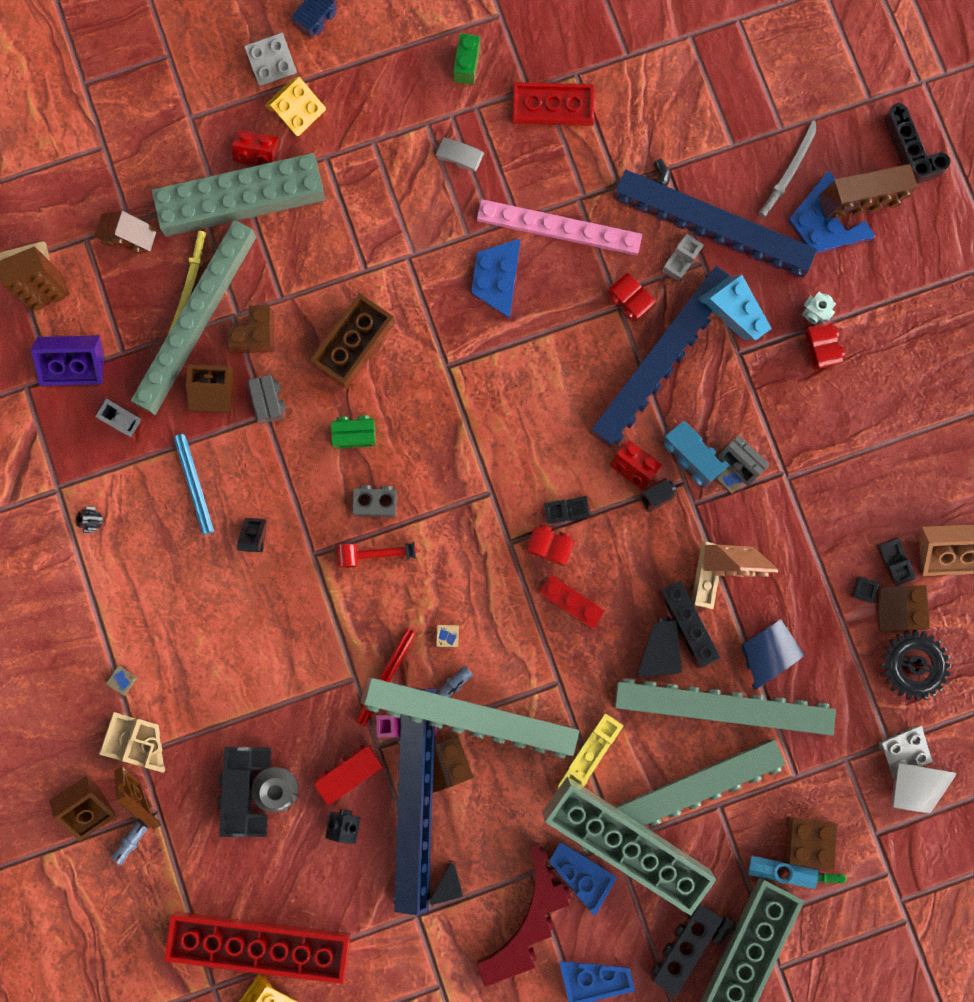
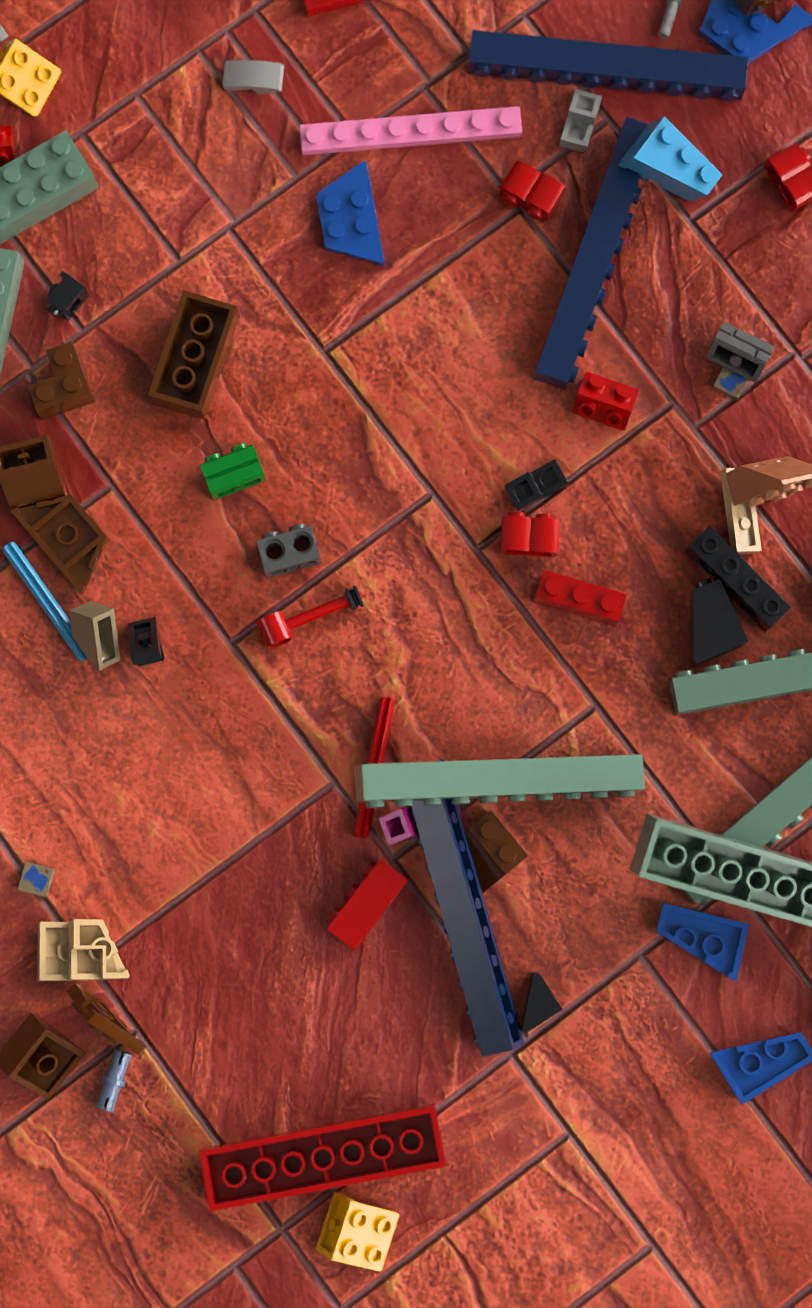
camera: 15 degrees left, 0 degrees up
(219, 518) = (96, 633): none -> dark tan slope
(221, 442) = (66, 536): none -> reddish brown wing
(236, 795) = (231, 969): black bracket -> none
(266, 399) = (106, 464): dark grey brick -> none
(274, 790) = (278, 954): dark grey piece -> none
(276, 271) = (66, 297): none -> black brick
(343, 827) = (381, 971): black brick -> none
(447, 635) = (436, 691): tan tile -> none
(453, 684) = (464, 747): sand blue pin -> none
(515, 955) = (667, 978): dark red arch -> none
(593, 750) = (667, 773): light yellow slope -> none
(658, 494) = (646, 428): black brick -> none
(664, 172) = (522, 20): black arm -> none
(694, 454) = (675, 364): dark azure wedge -> none
(819, 308) = (773, 131): light aqua brick -> none

